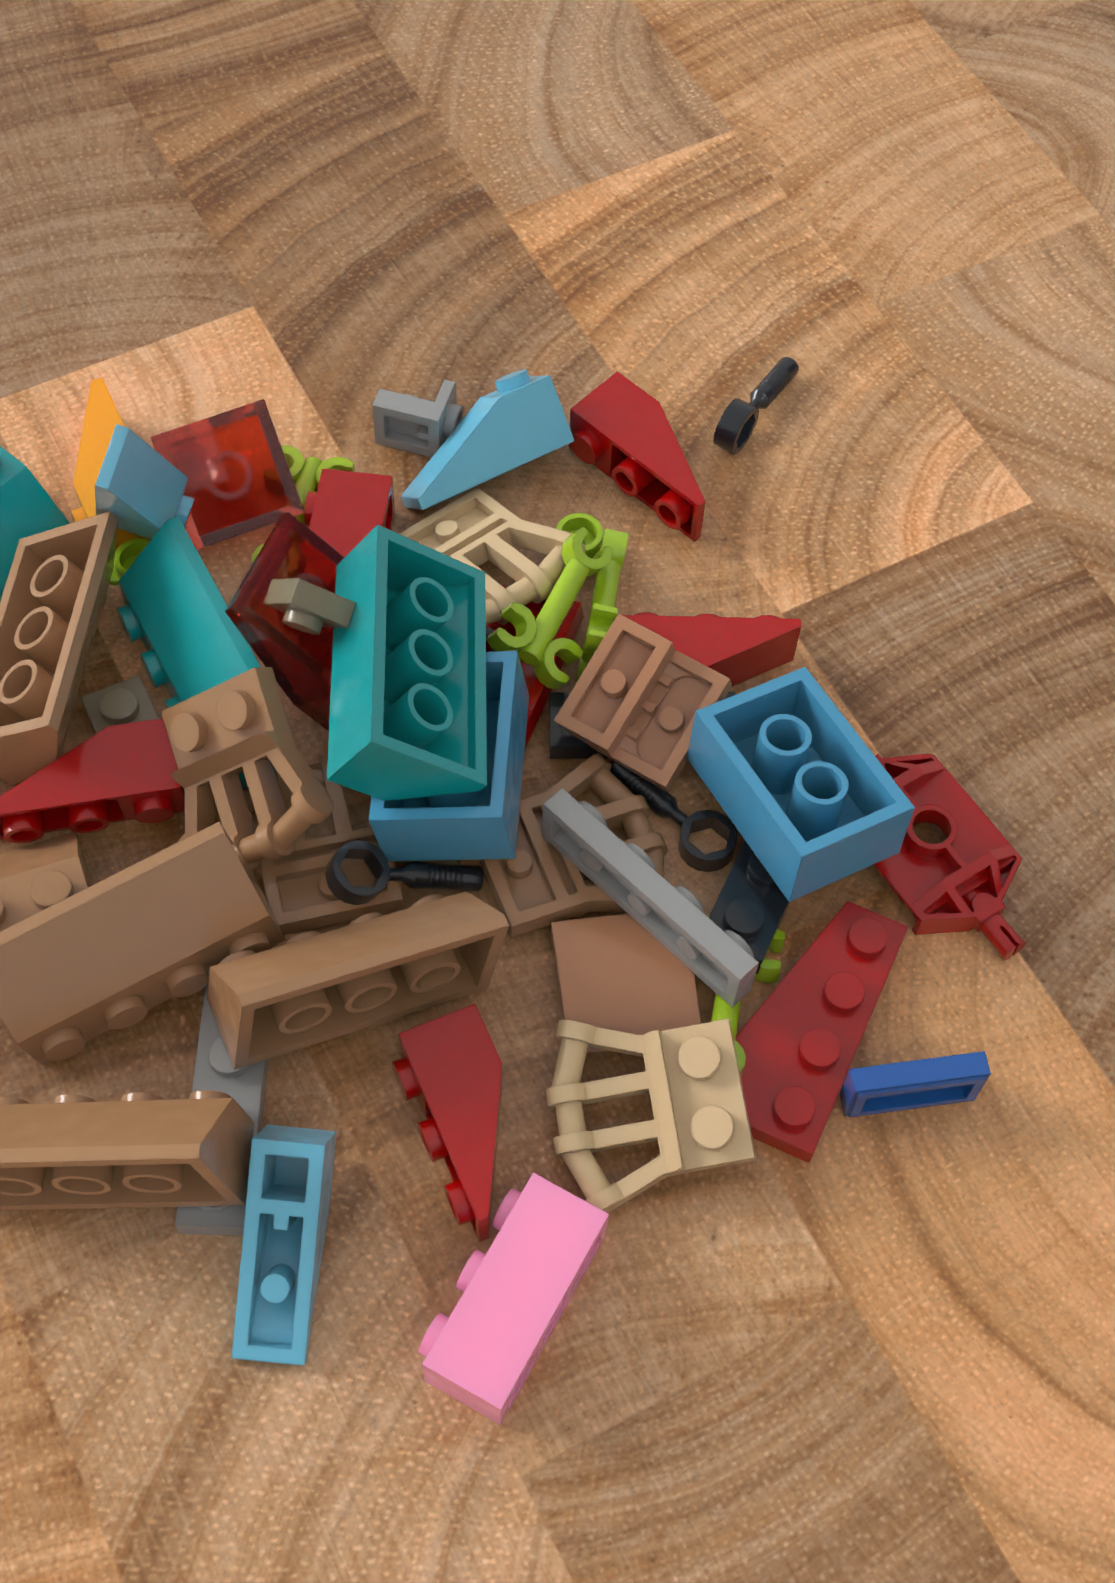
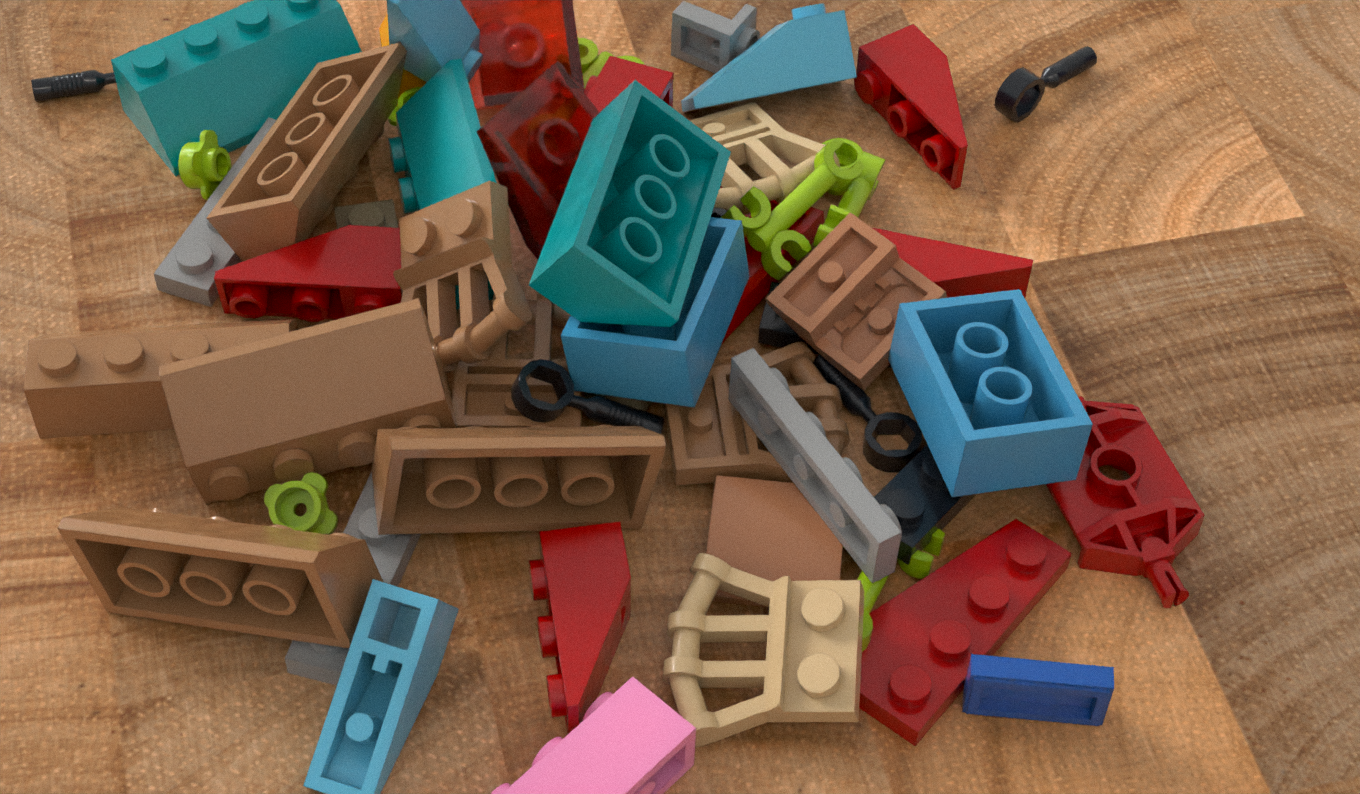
camera: 15 degrees right, 10 degrees down
(139, 1073) = (309, 491): none -> lime plate
(308, 605) = (554, 139): dark tan plate -> none

